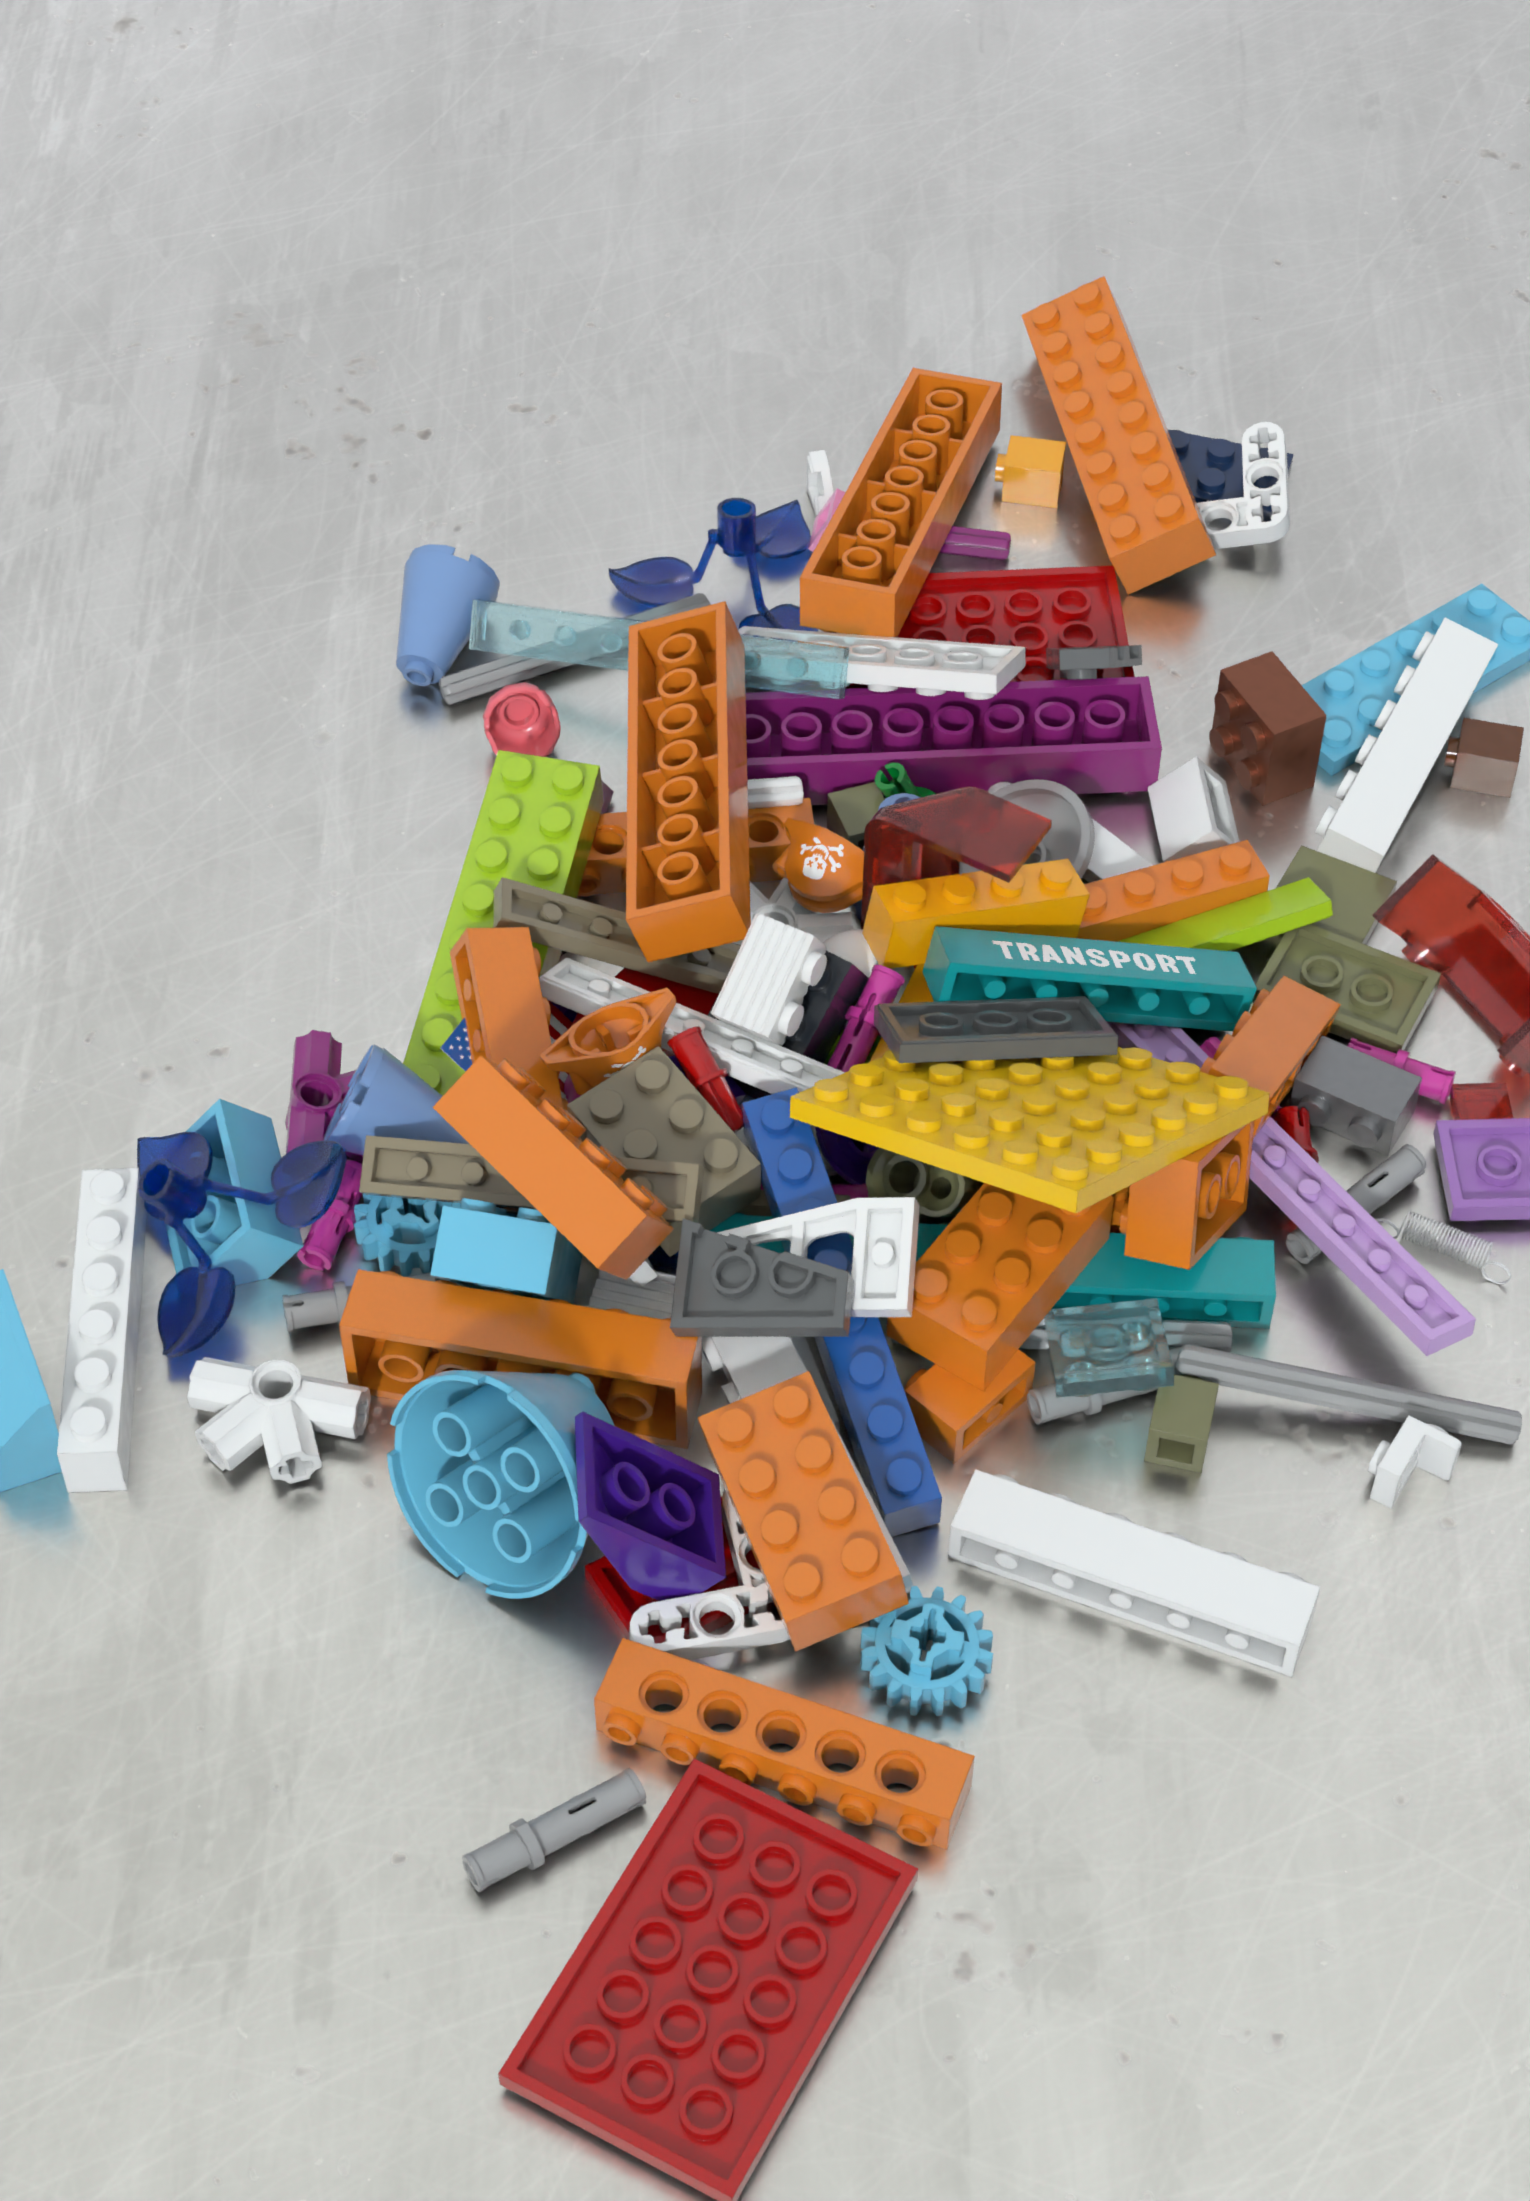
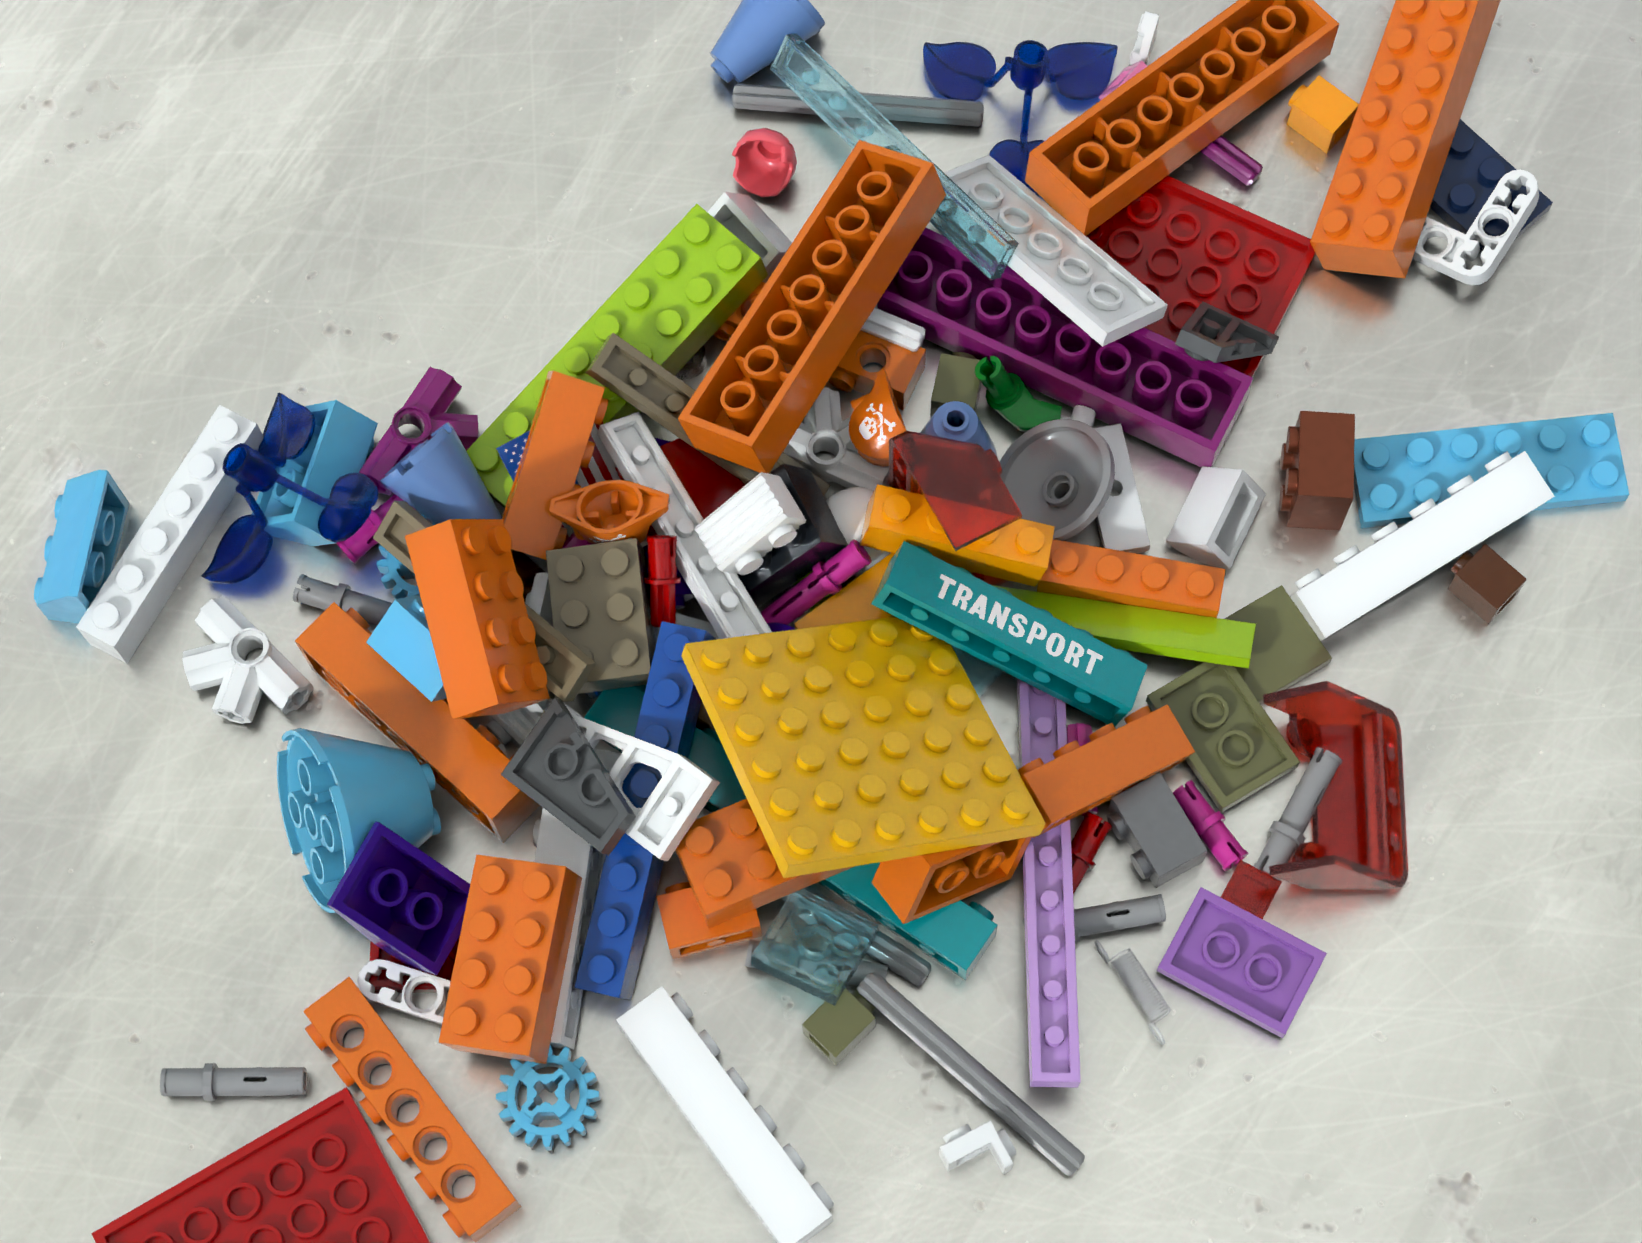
camera: 35 degrees right, 20 degrees up
(994, 1029) = (892, 652): dark grey tile -> none
(1476, 1036) = (1289, 830): none -> light grey pin

